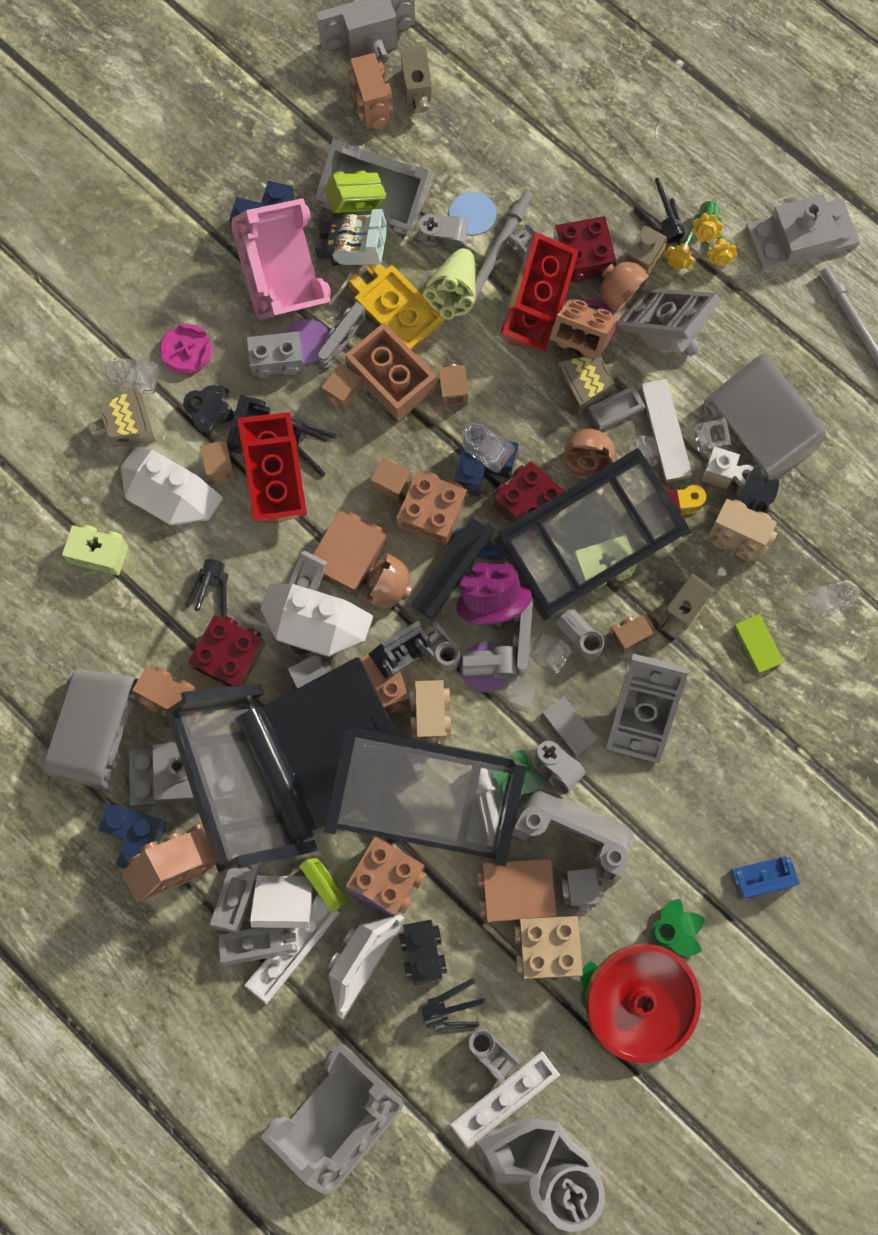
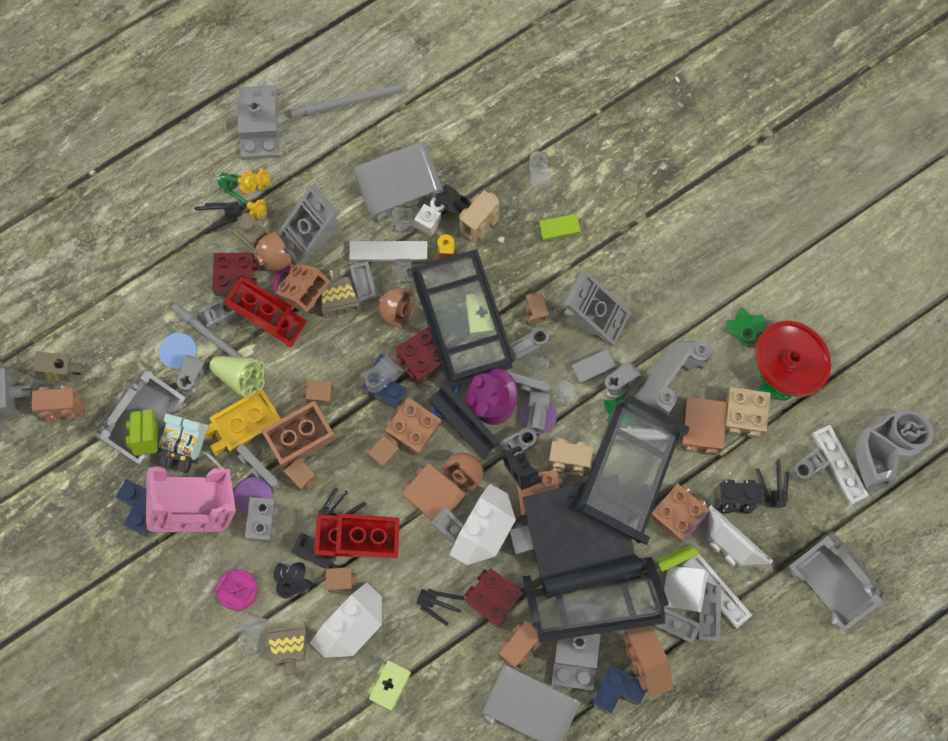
camera: 80 degrees left, 0 degrees up
(581, 889) = (709, 382): light grey brick -> none
(694, 596) = (521, 259): dark tan torso -> none
(764, 877) = (721, 262): blue hinge -> none

